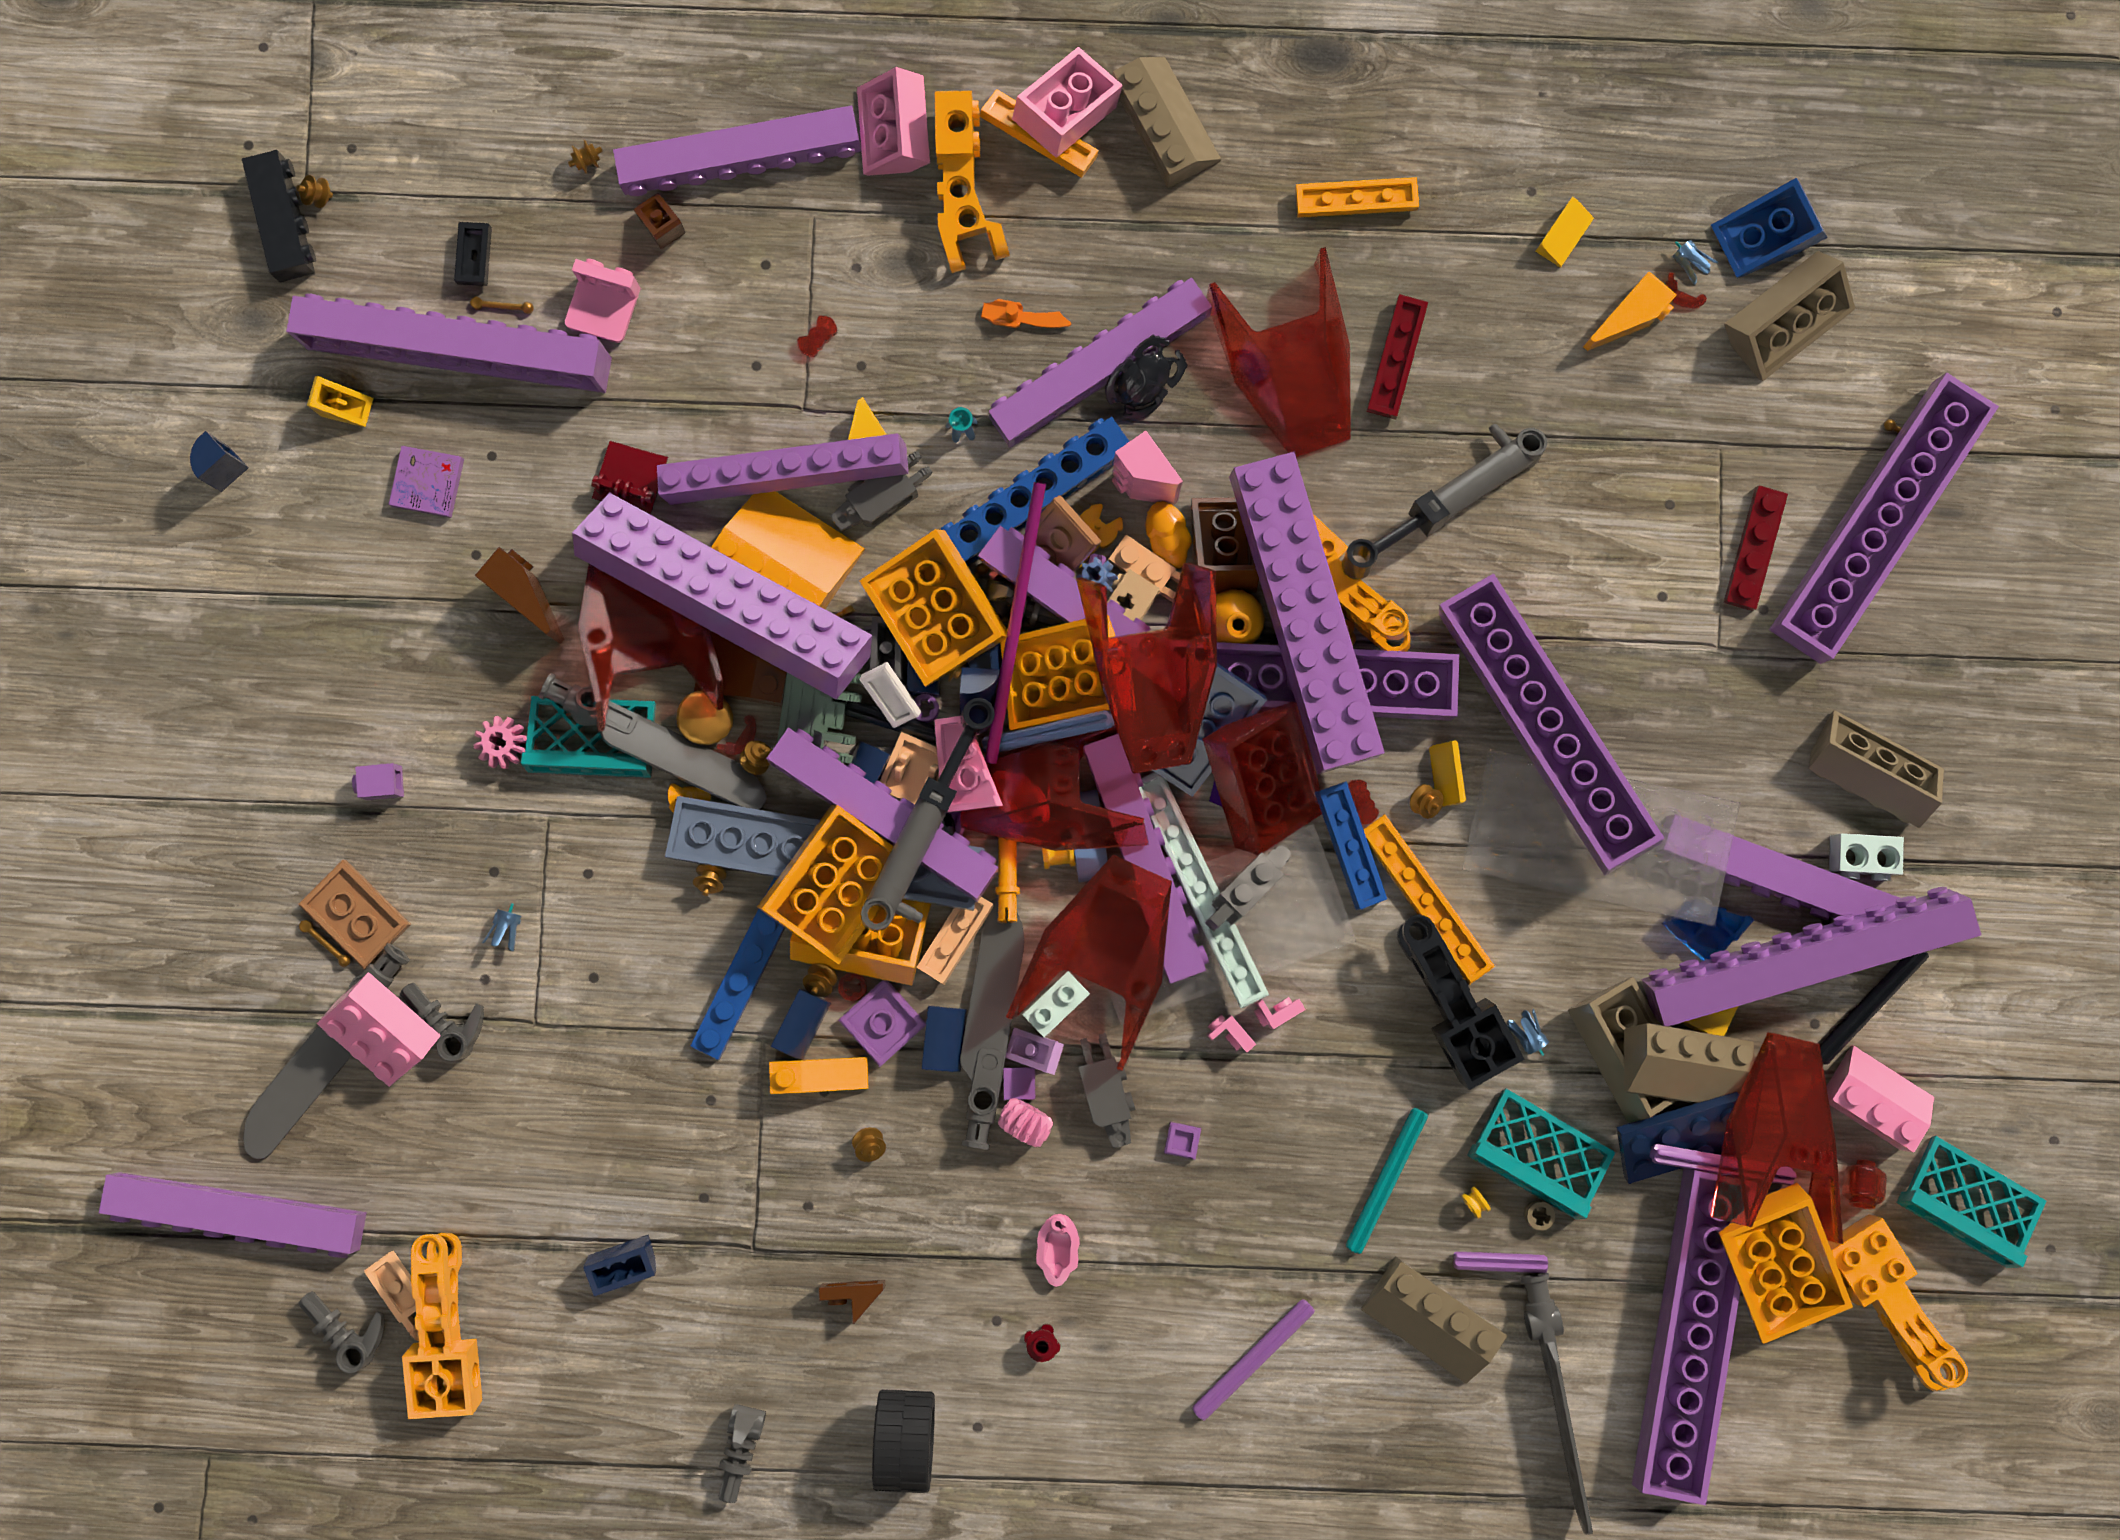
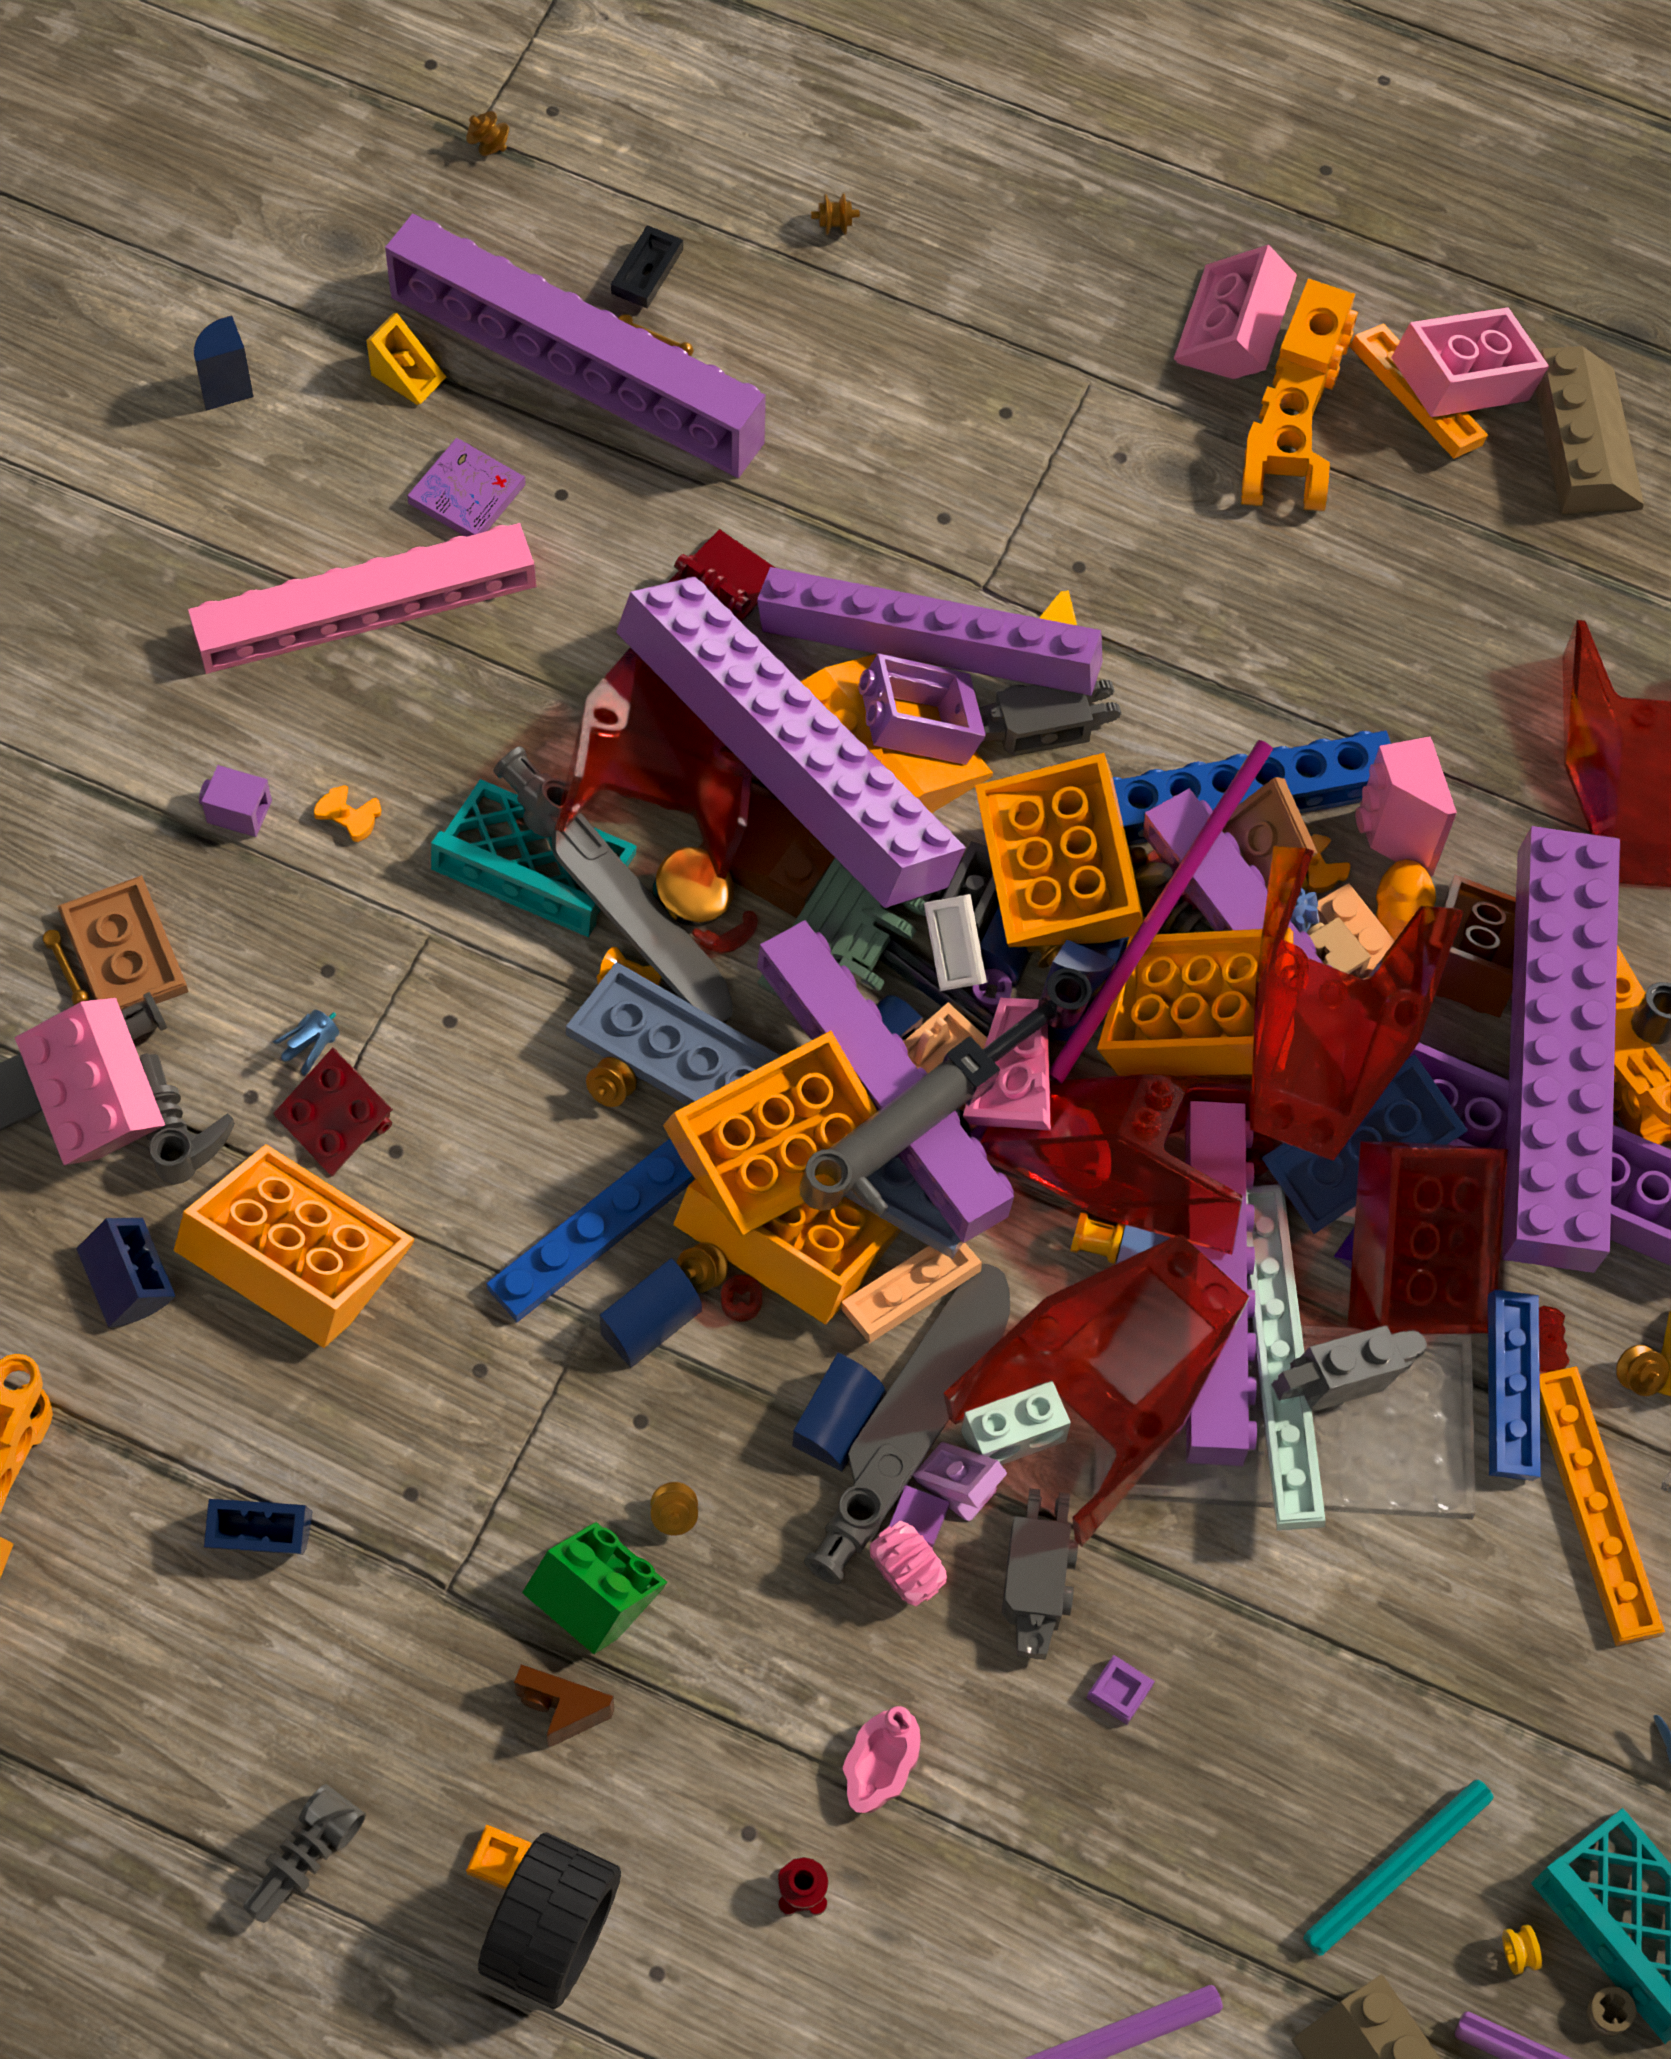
camera: 20 degrees right, 20 degrees down
(279, 216) = (432, 142): black brick -> none
(392, 596) = (362, 597): none -> bright pink brick
(461, 1134) = (125, 1271): none -> dark blue brick
(465, 759) = (357, 821): none -> light orange piece
(494, 753) = (414, 814): bright pink gear -> none
(511, 579) = (522, 638): reddish brown slope -> none
(542, 972) = (333, 1112): none -> dark red hinge
(557, 1071) = (291, 1244): none -> light orange slope
(602, 300) = (789, 367): bright pink bracket -> none
(660, 220) = (898, 315): reddish brown slope -> none
(737, 151) = (1027, 274): medium lavender brick -> none
(754, 757) = (739, 960): pearl gold wheel -> none
(817, 336) = (1037, 512): clear red piece -> none
(818, 1075) = (642, 1389): light orange slope -> none
(824, 517) = (950, 690): none -> medium lavender window
(841, 1214) = (593, 1586): none -> green slope
(856, 1401) = (497, 1857): none -> light orange tile
(882, 1022) = (762, 1361): medium lavender tile -> none
(961, 422) = (1184, 665): teal piece -> none
(1007, 881) = (1009, 1253): light orange pin -> none
(1011, 315) = (1301, 577): orange piece -> none
(1054, 730) = (1161, 1061): medium blue axle -> none
(1091, 366) = (1394, 670): medium lavender brick -> none
(1144, 378) = (1449, 704): black shield -> none
(1236, 1037) = (1256, 1570): bright pink bracket -> none
(1238, 605) = (1485, 1038): light orange piece -> none
(1284, 1011) = (1333, 1570): bright pink bracket -> none
(1472, 1032) = (1599, 1704): black brick -> none

